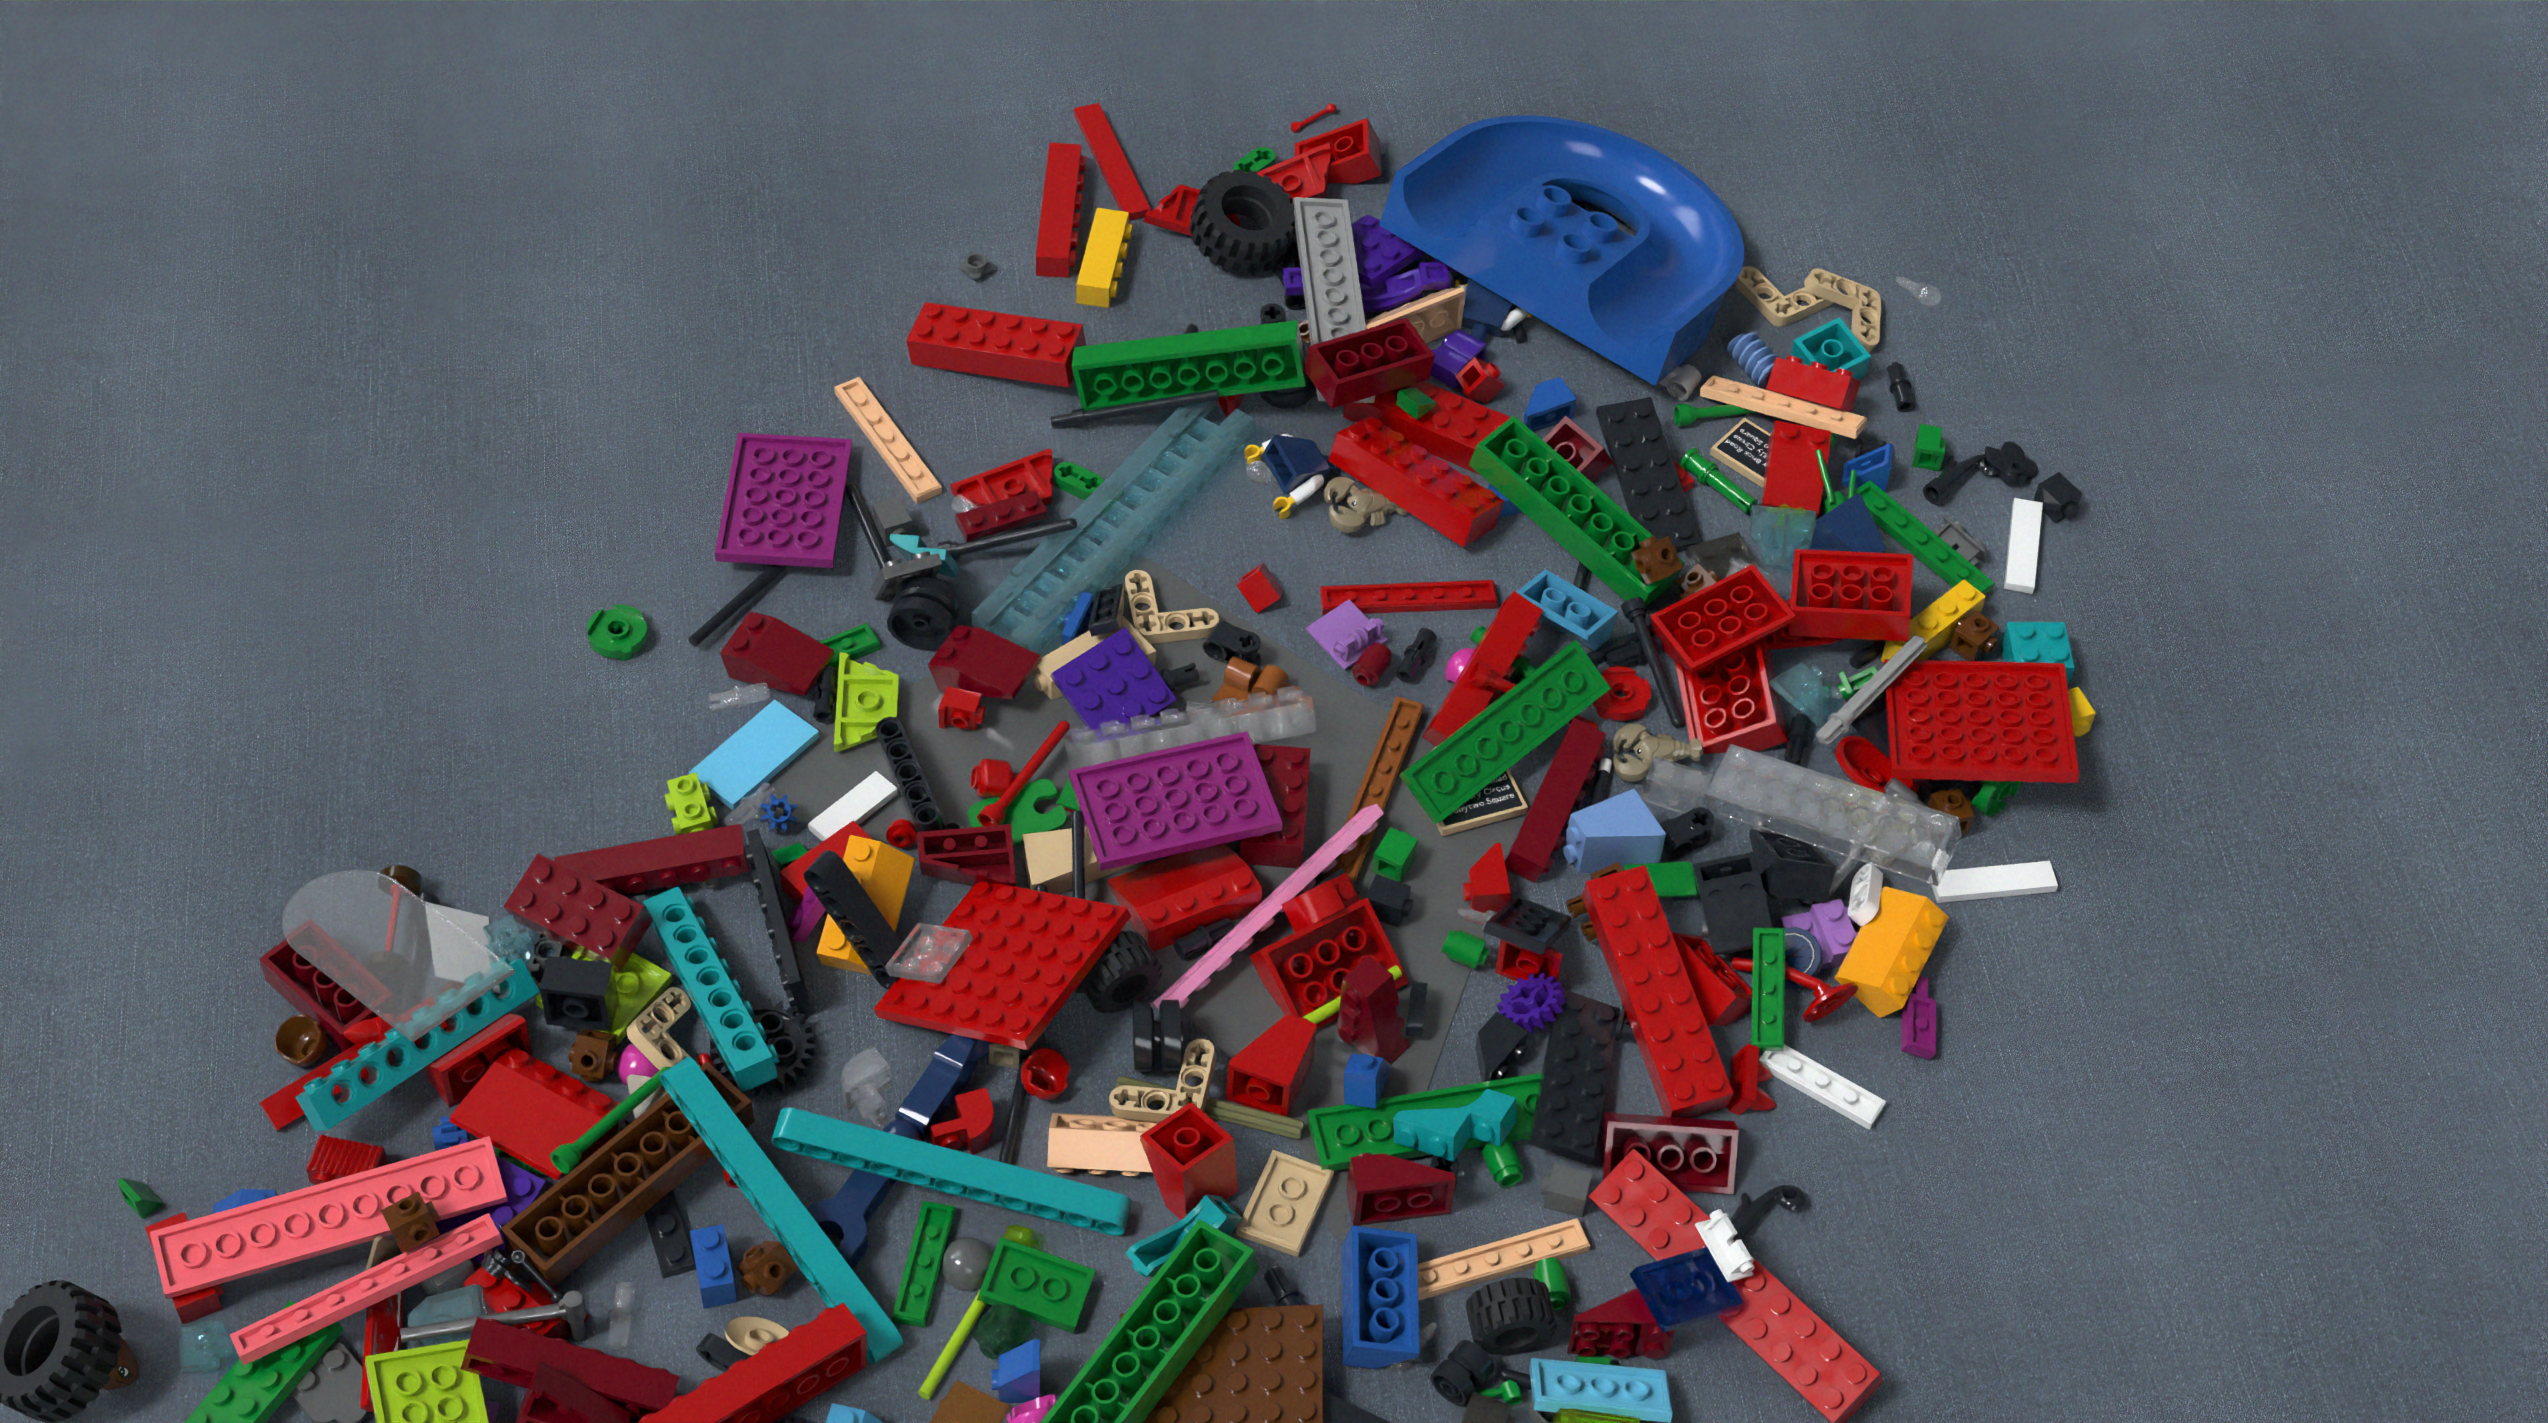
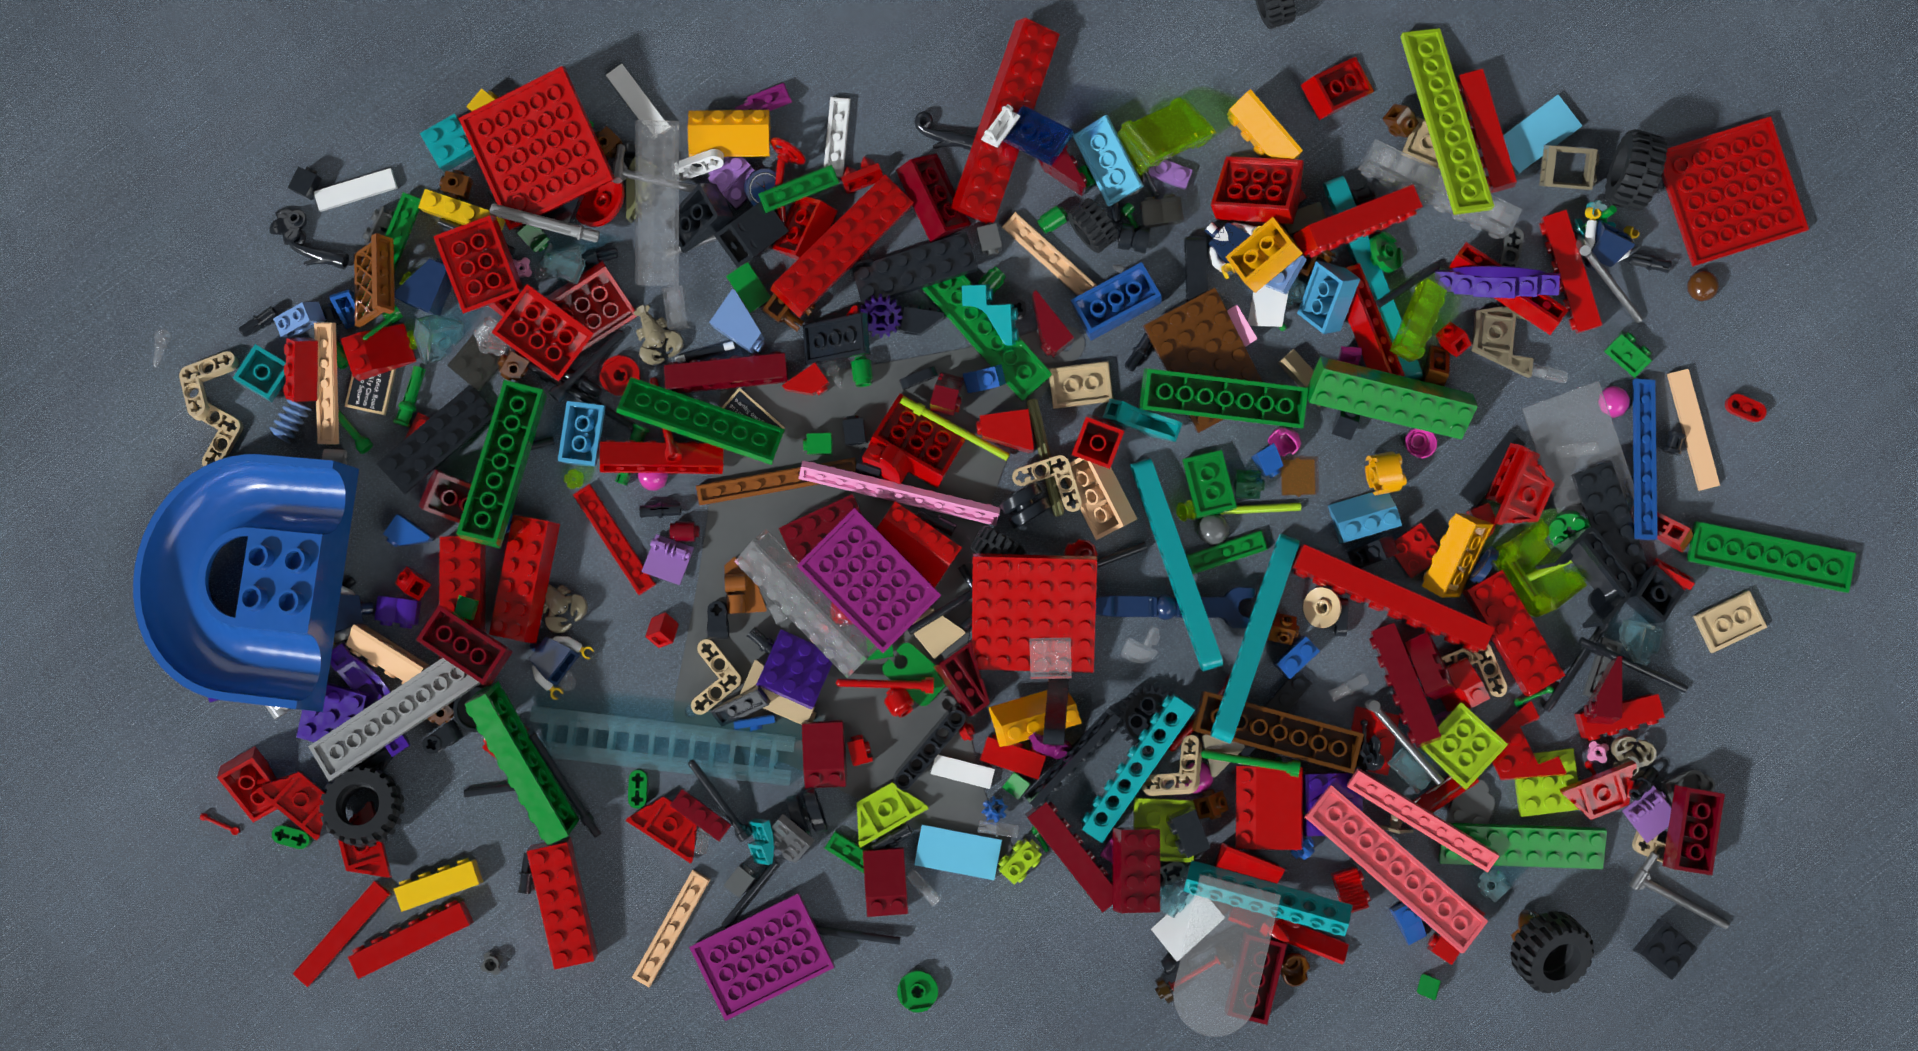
camera: 115 degrees left, 35 degrees up
(411, 1221) = (1381, 819): reddish brown brick -> none
(973, 1123) = (1132, 573): red brick -> none
(1509, 586) = (579, 479): none -> clear neon green plate
(1656, 559) = (522, 391): reddish brown brick -> none
(1687, 832) = (709, 290): black piece -> none
(1826, 658) = (526, 271): none -> bright pink plate
(1881, 413) = (299, 319): none -> medium blue brick
(1891, 495) = (381, 285): none -> dark orange fence
(1928, 448) = (305, 280): green brick -> none

